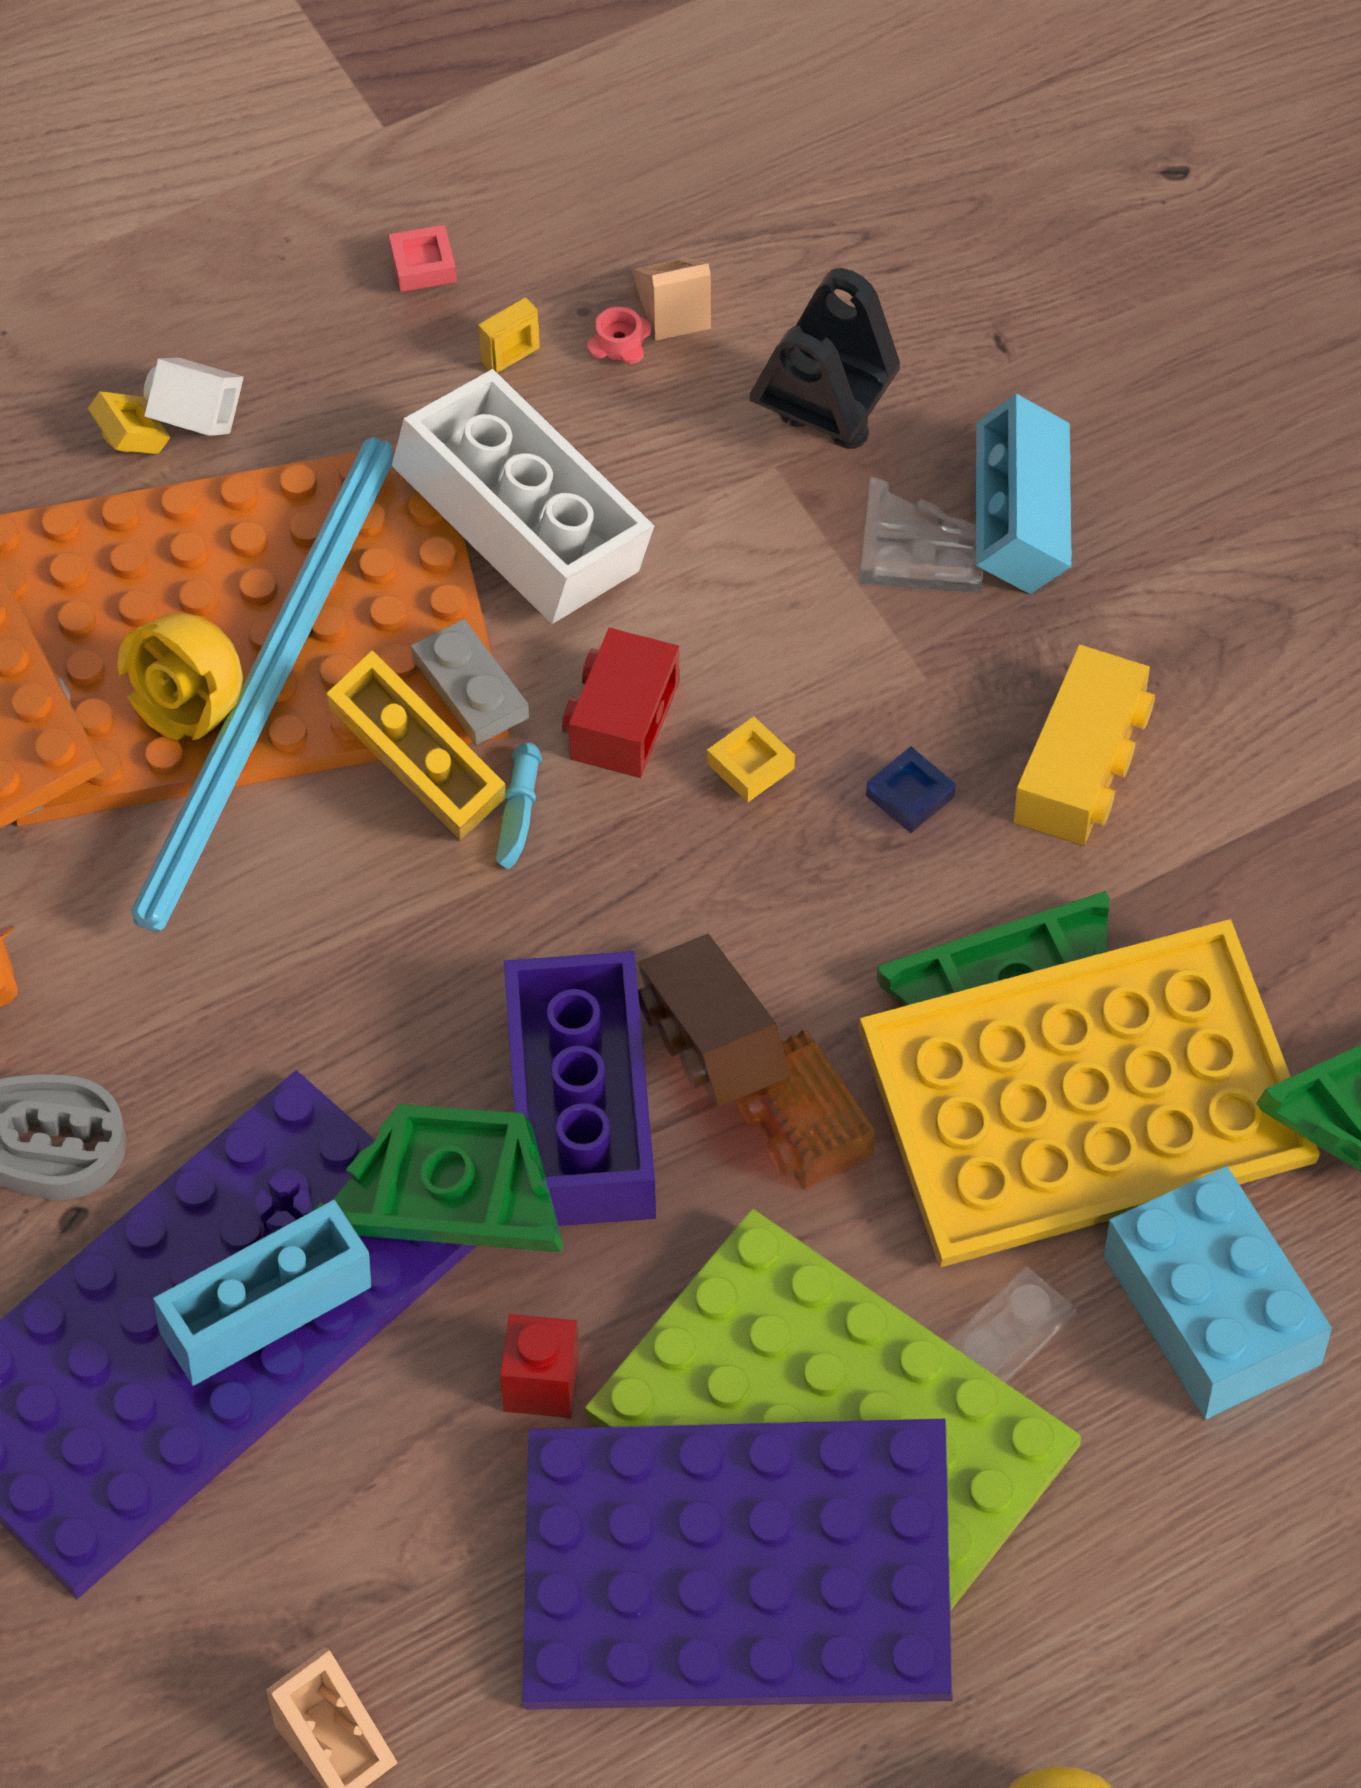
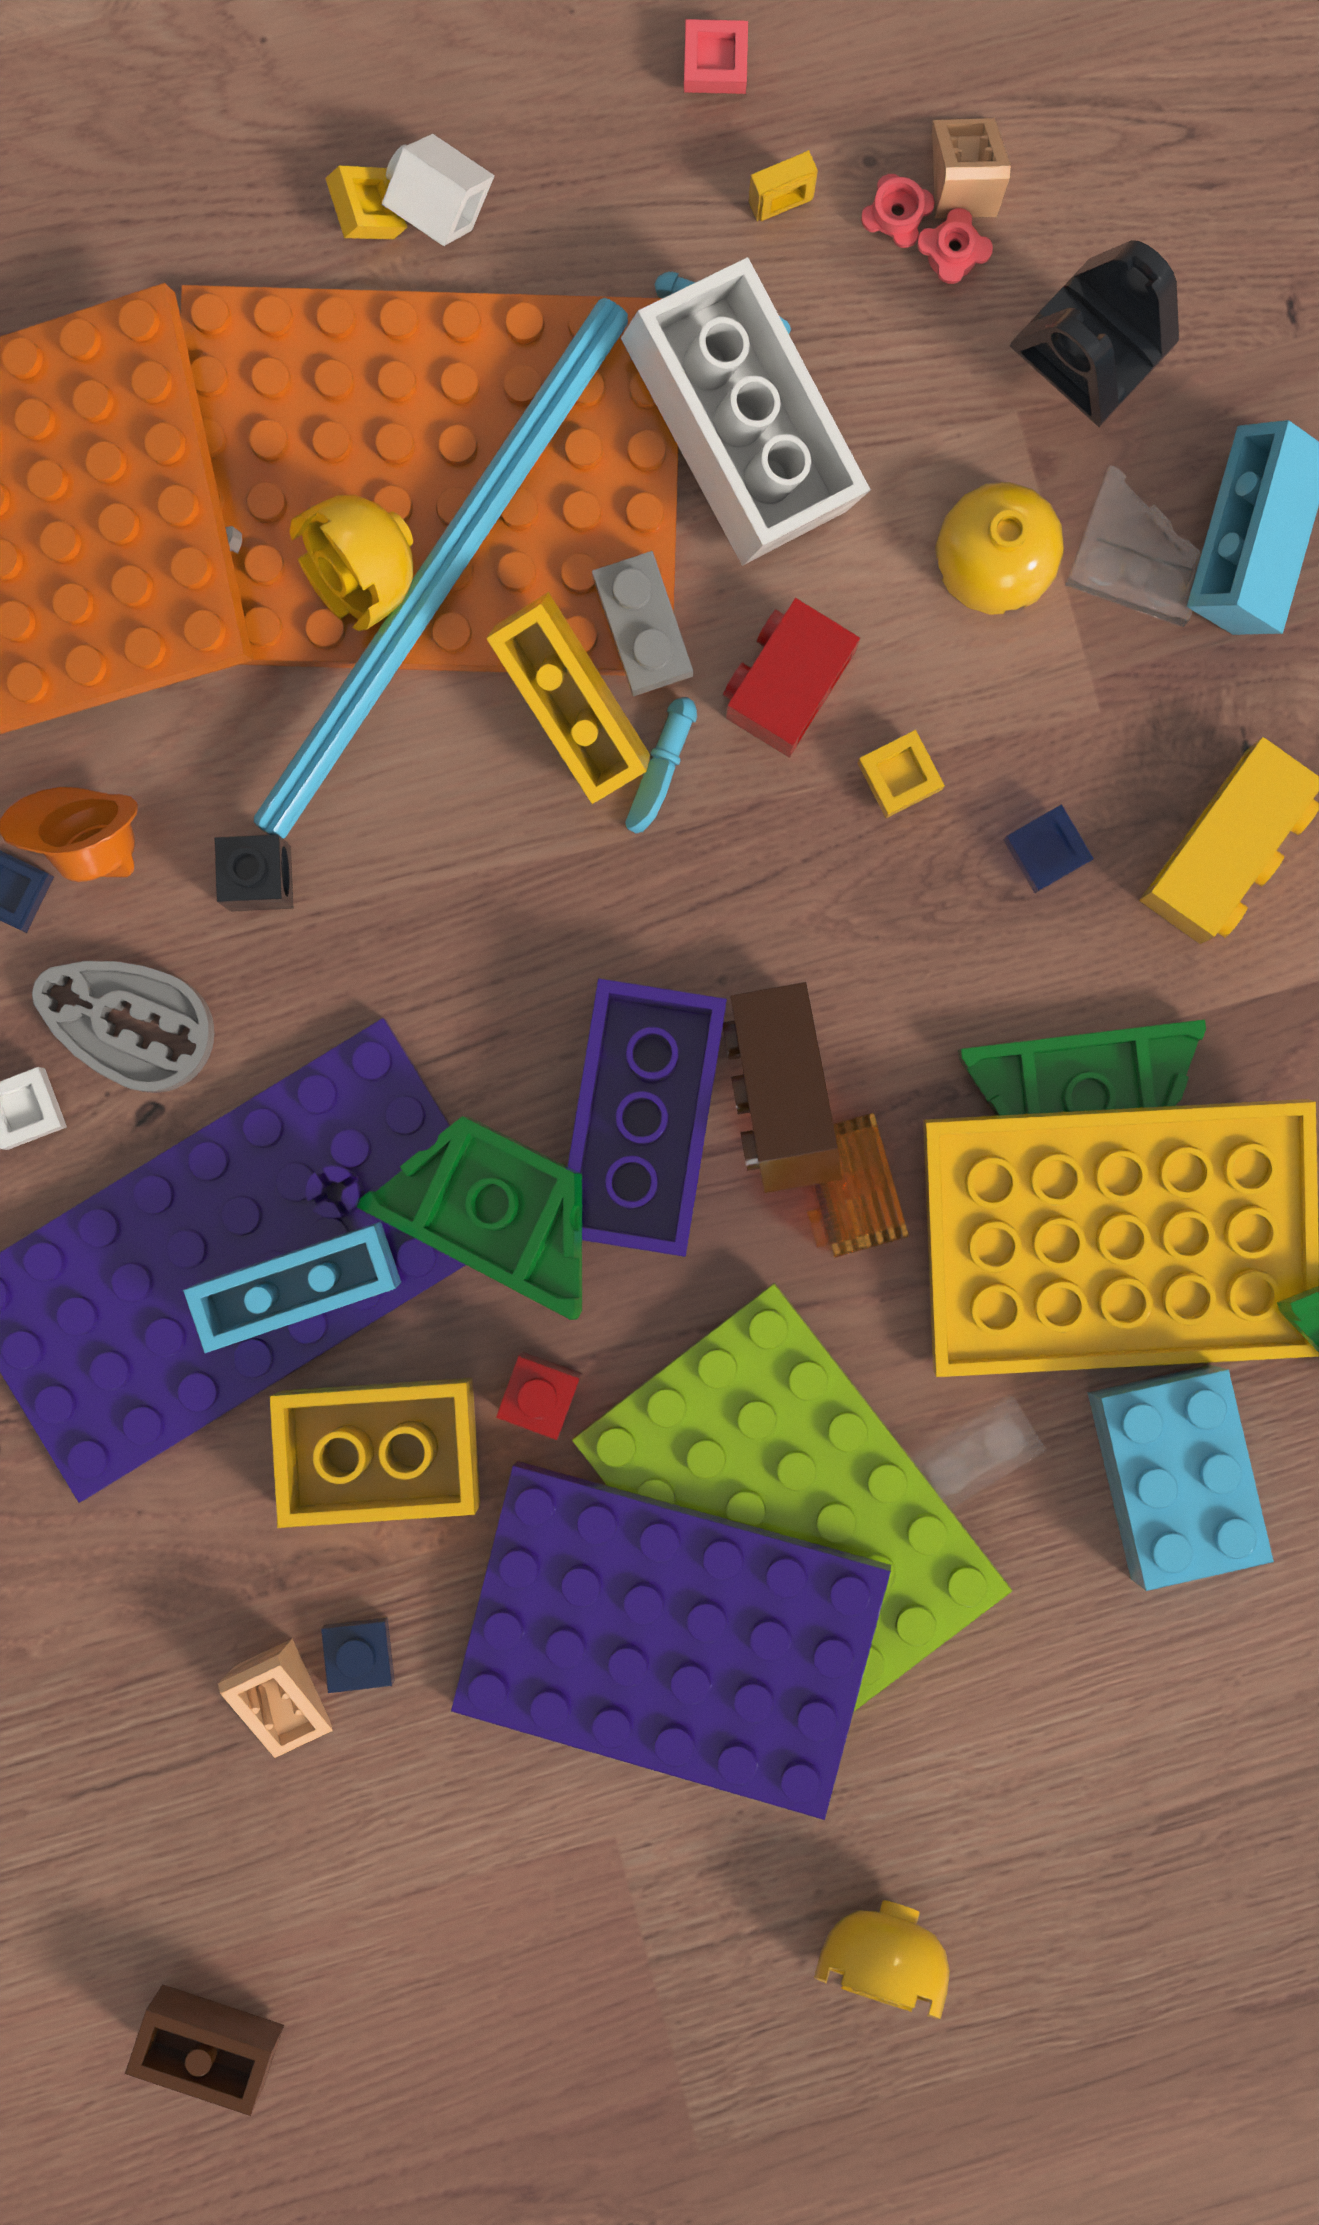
camera: 15 degrees right, 30 degrees up
(140, 968) = (253, 873): none -> black brick
(383, 1450) = (375, 1452): none -> yellow brick
(408, 1677) = (357, 1655): none -> dark blue plate
(675, 364) = (952, 264): none -> coral plate
(789, 564) = (999, 547): none -> yellow cylinder

